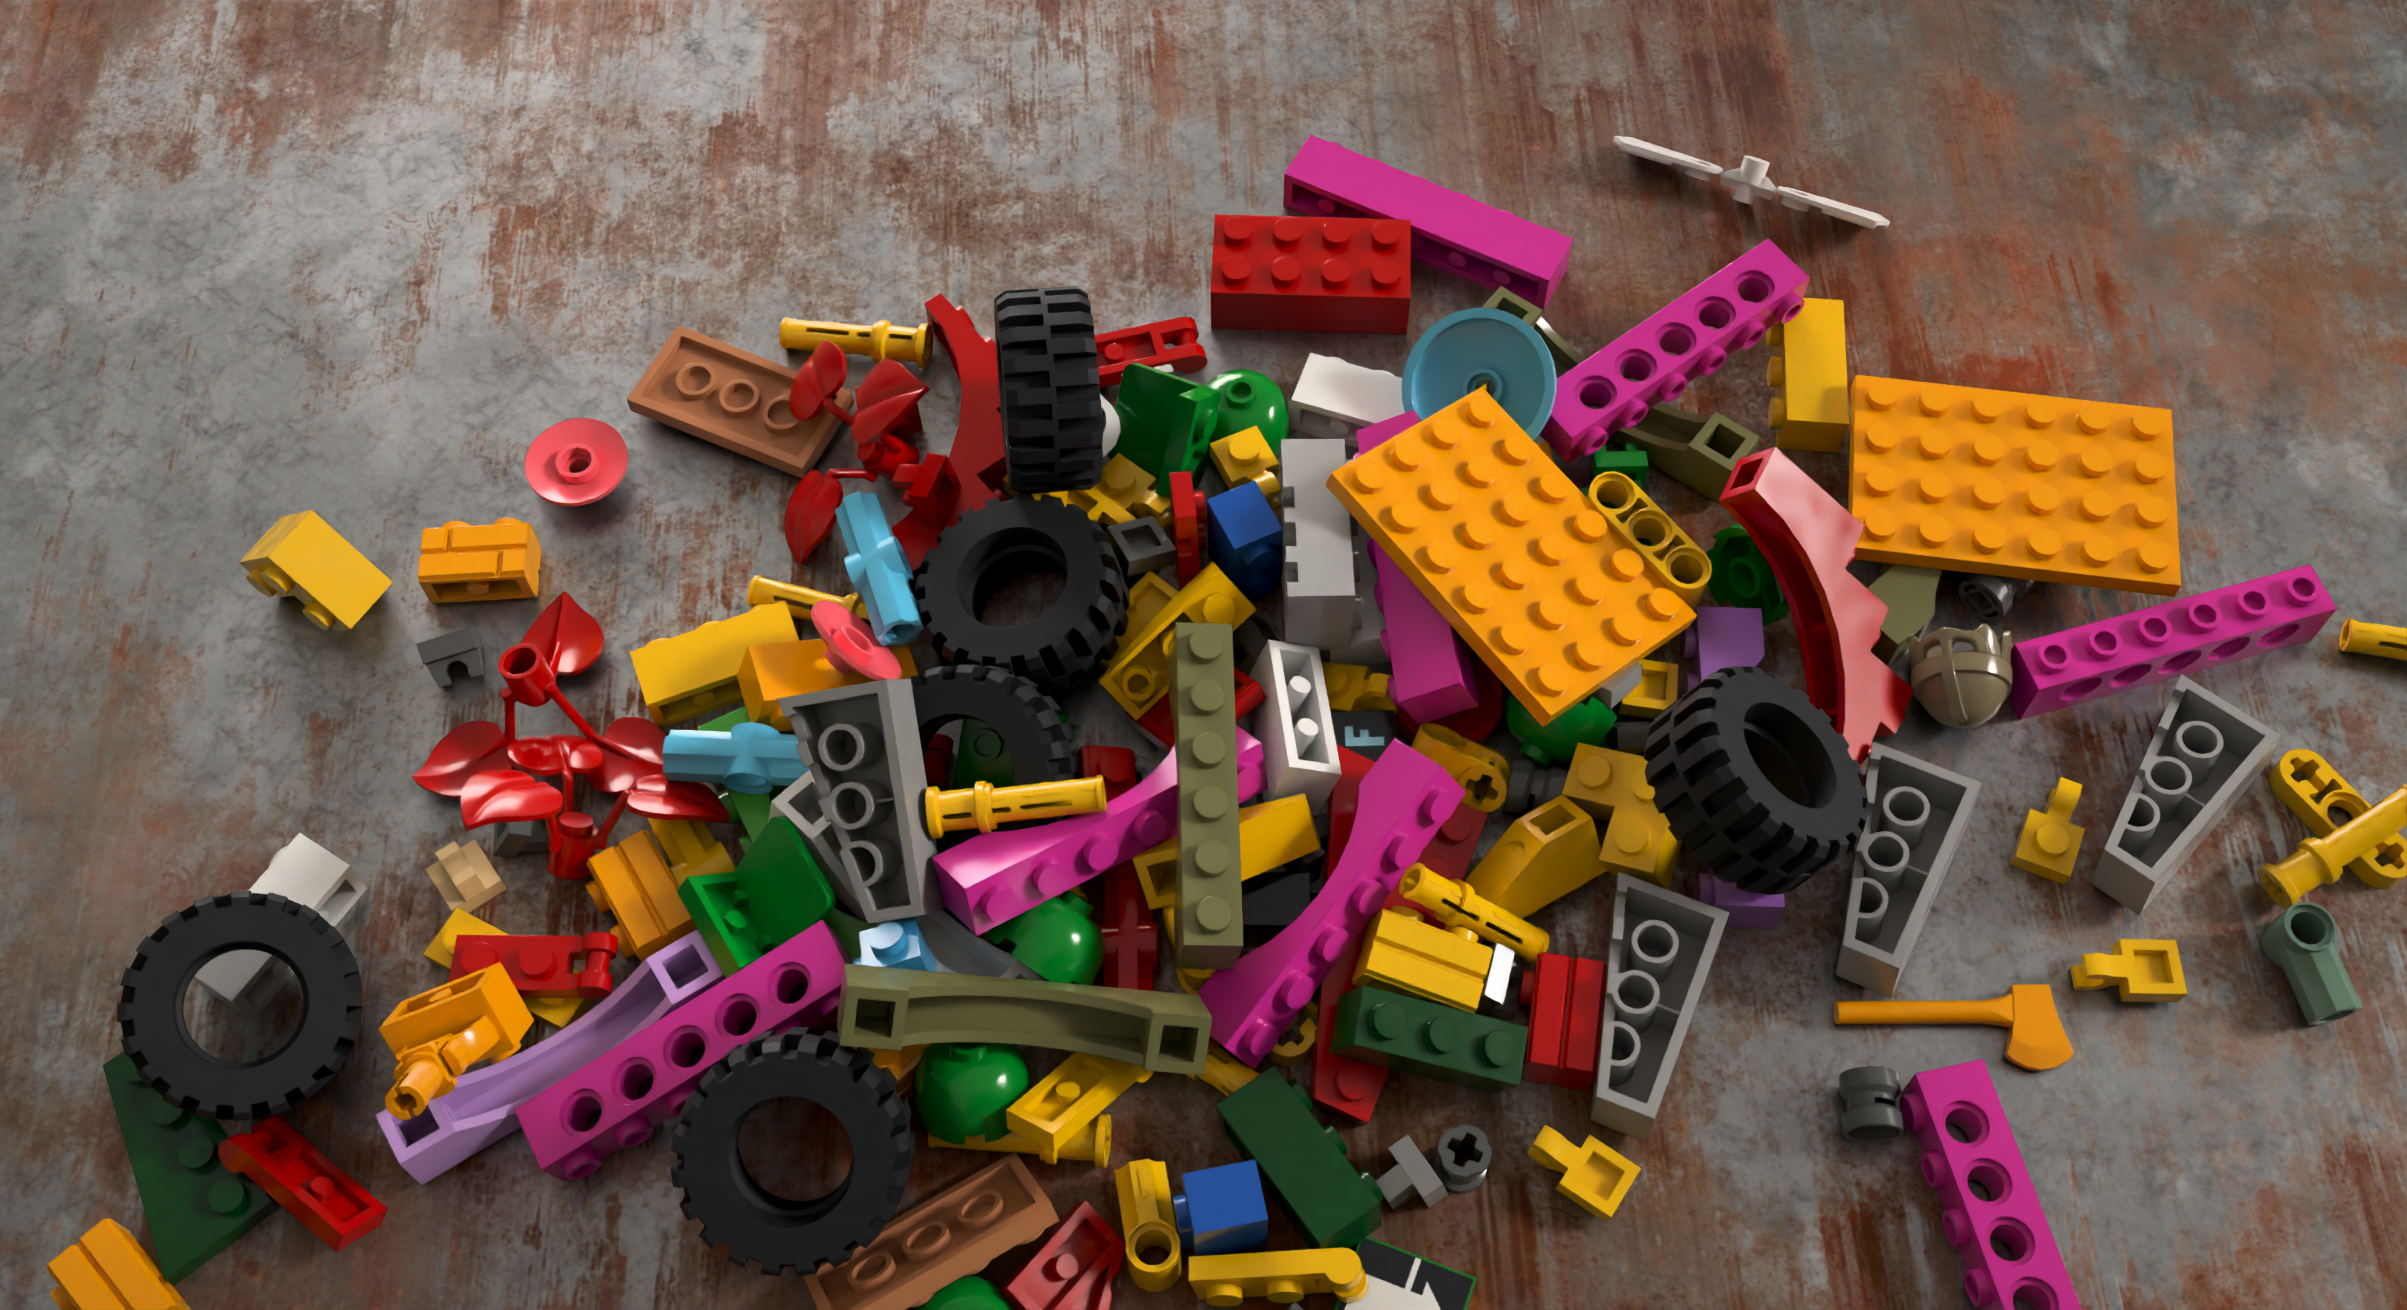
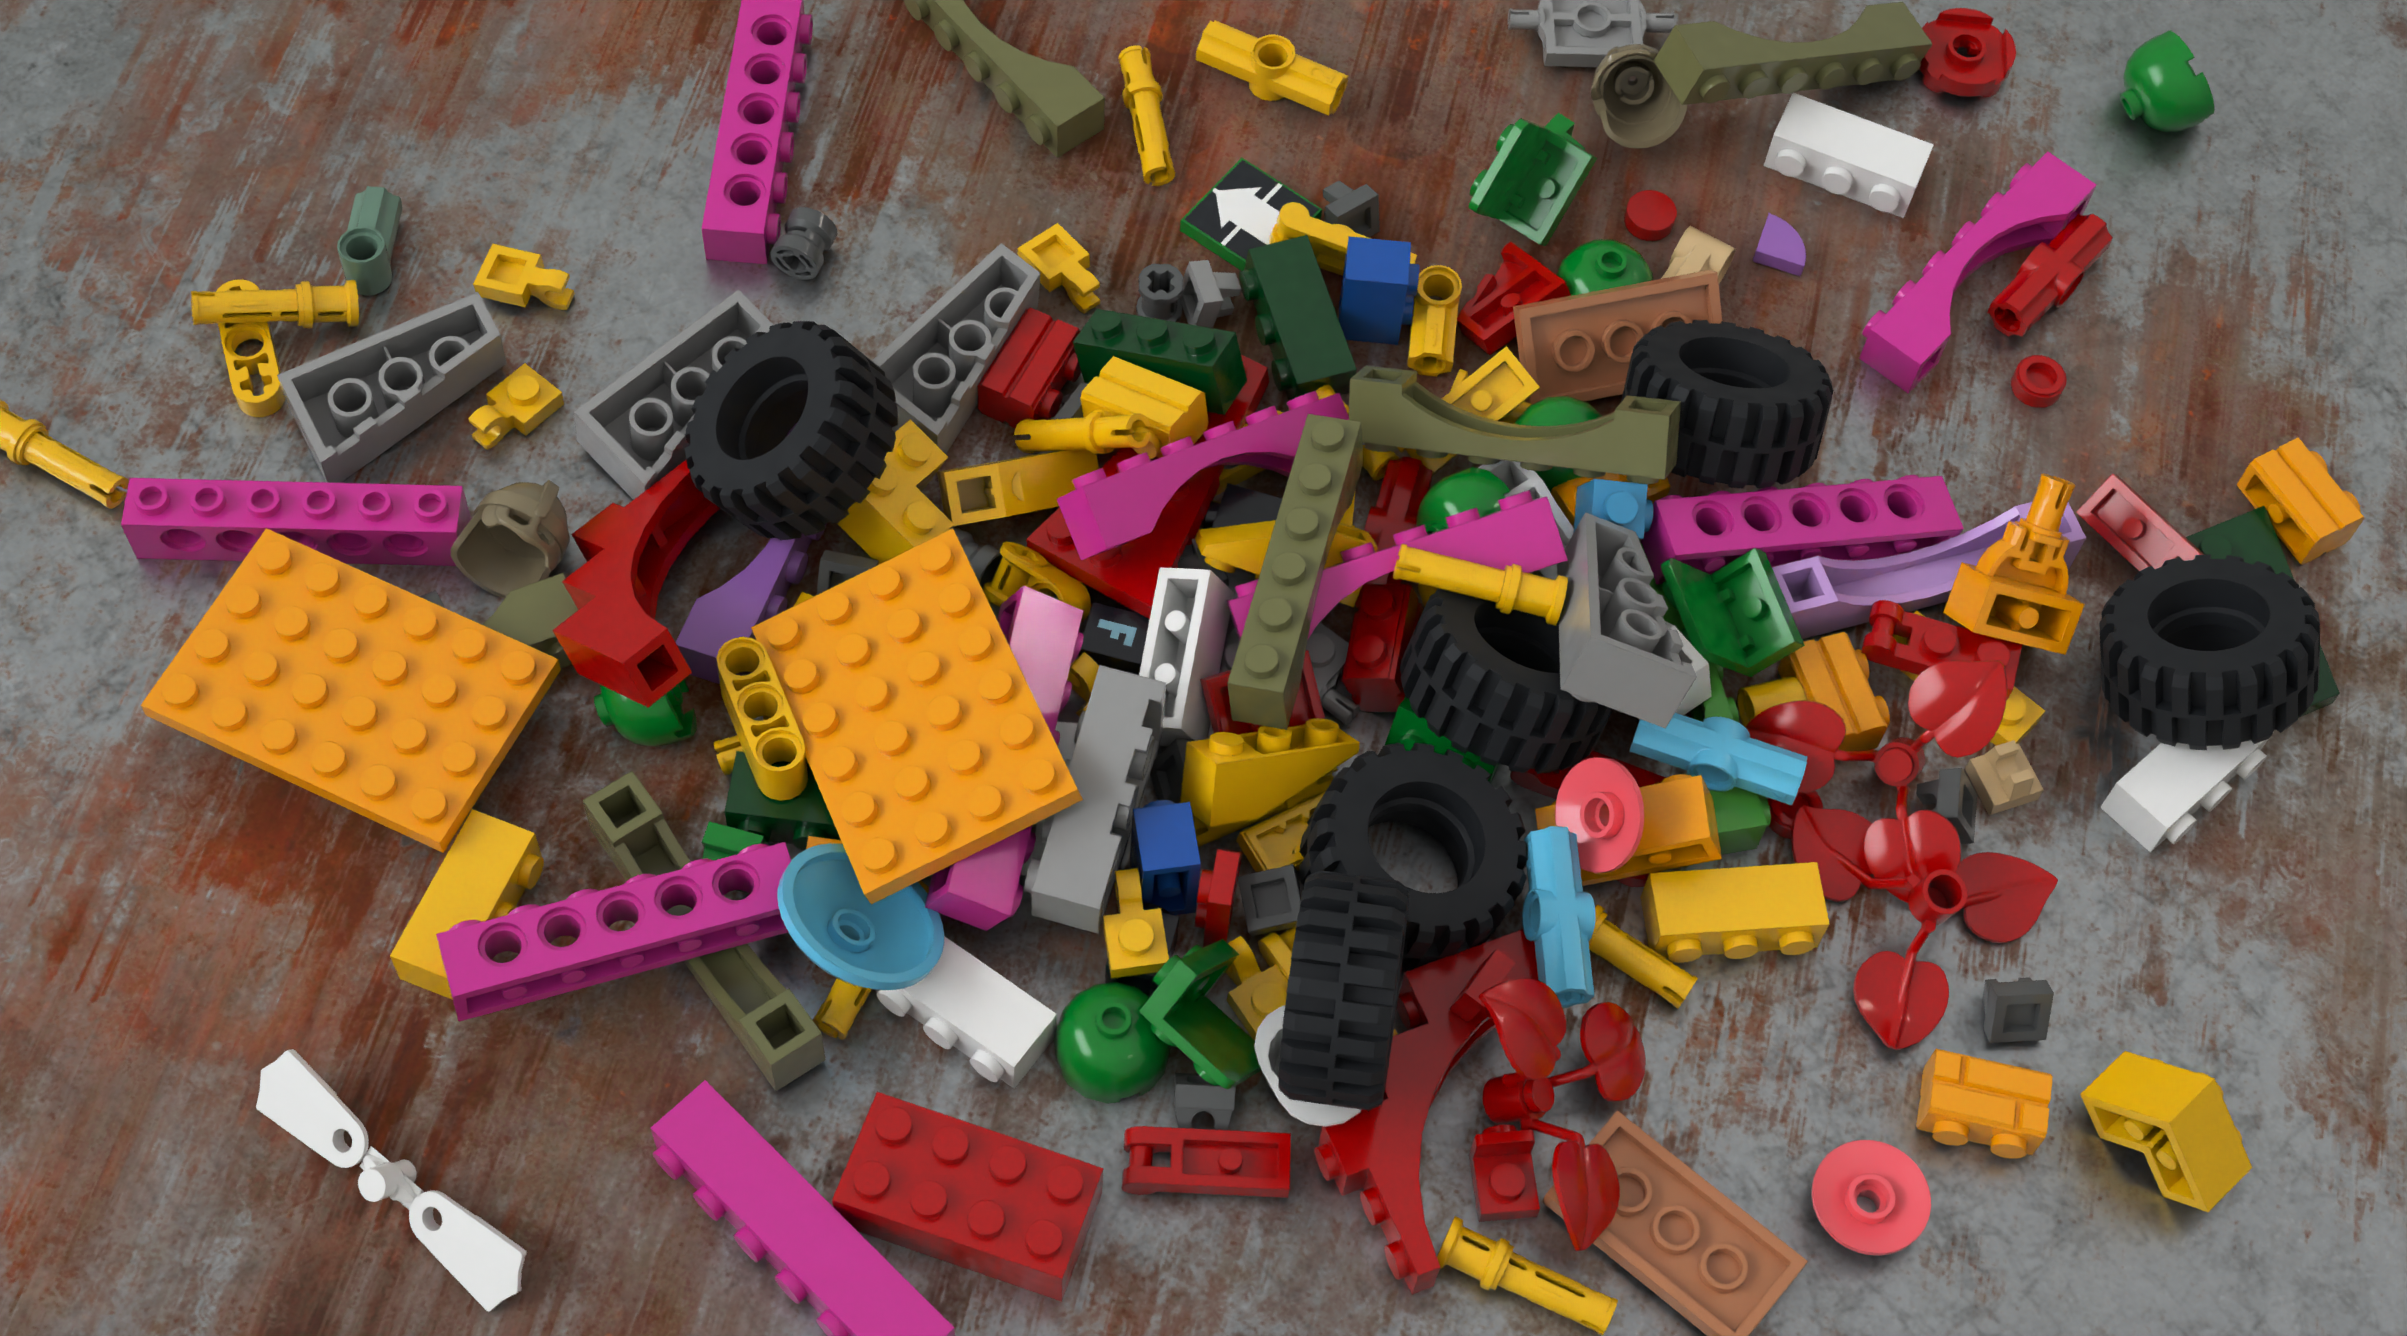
camera: 170 degrees left, 0 degrees up
(2028, 1011) = (631, 281): light orange piece -> none

